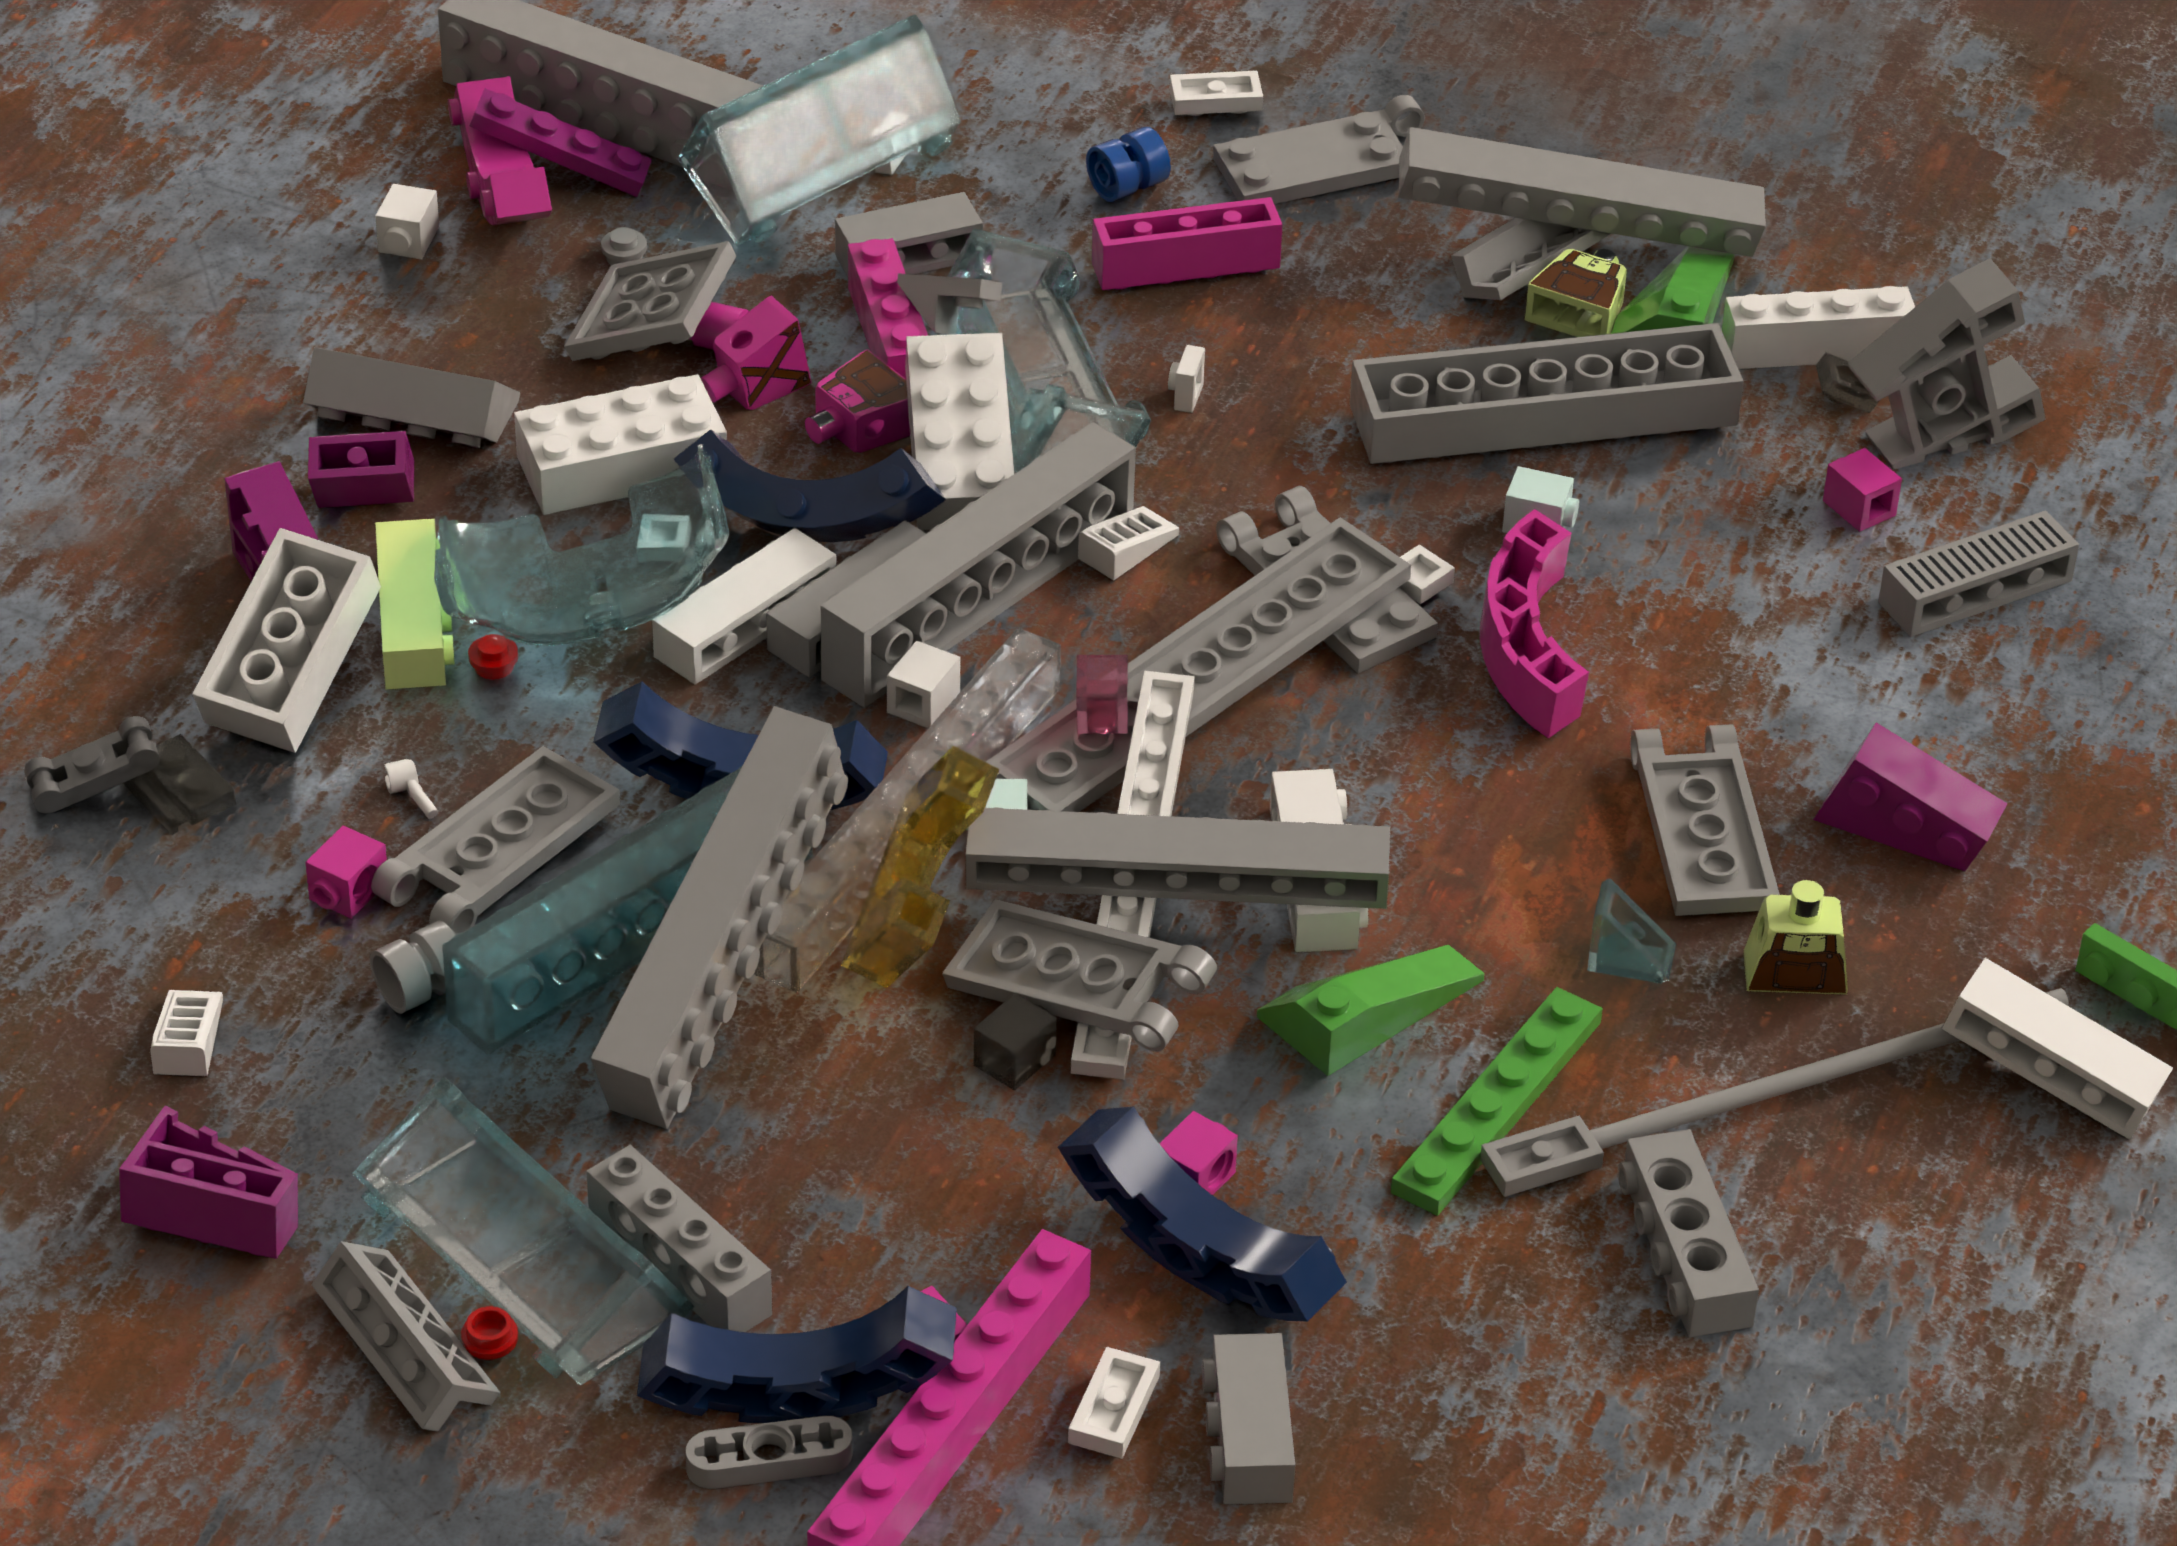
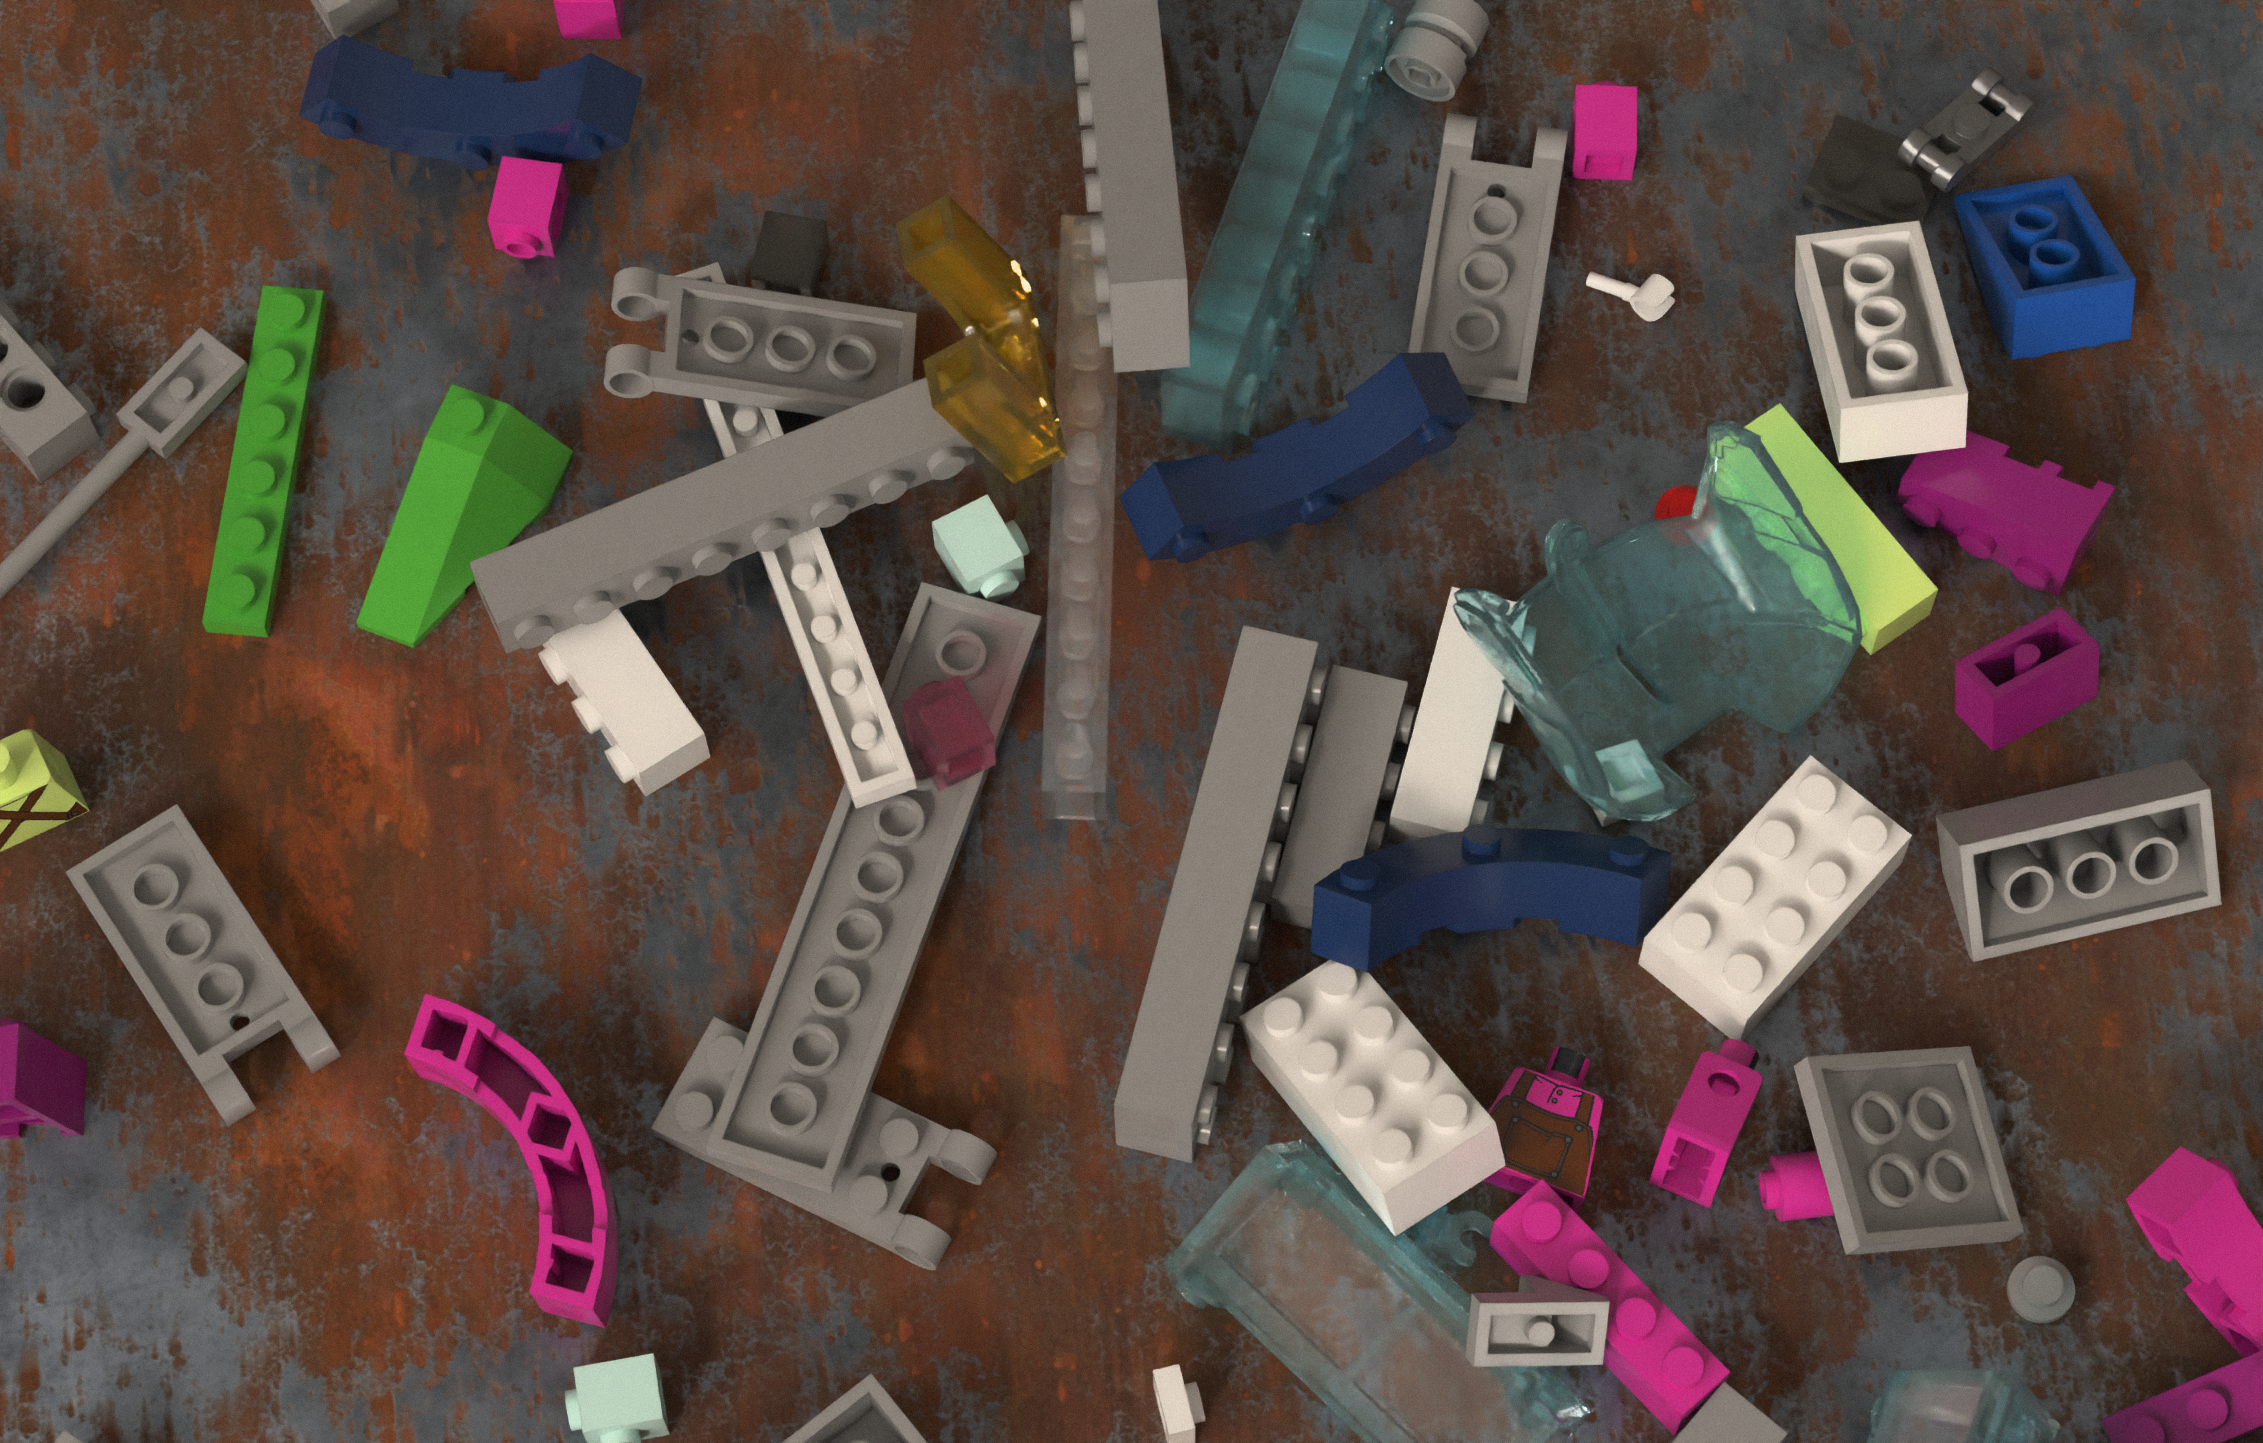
camera: 155 degrees right, 25 degrees up
(118, 666) = (2046, 267): none -> blue slope
(923, 684) = (1181, 705): white brick -> none
(1112, 554) = (1102, 1031): white slope -> none
(1428, 574) = (712, 1202): white plate -> none
(1627, 939) = (210, 726): clear light blue slope -> none

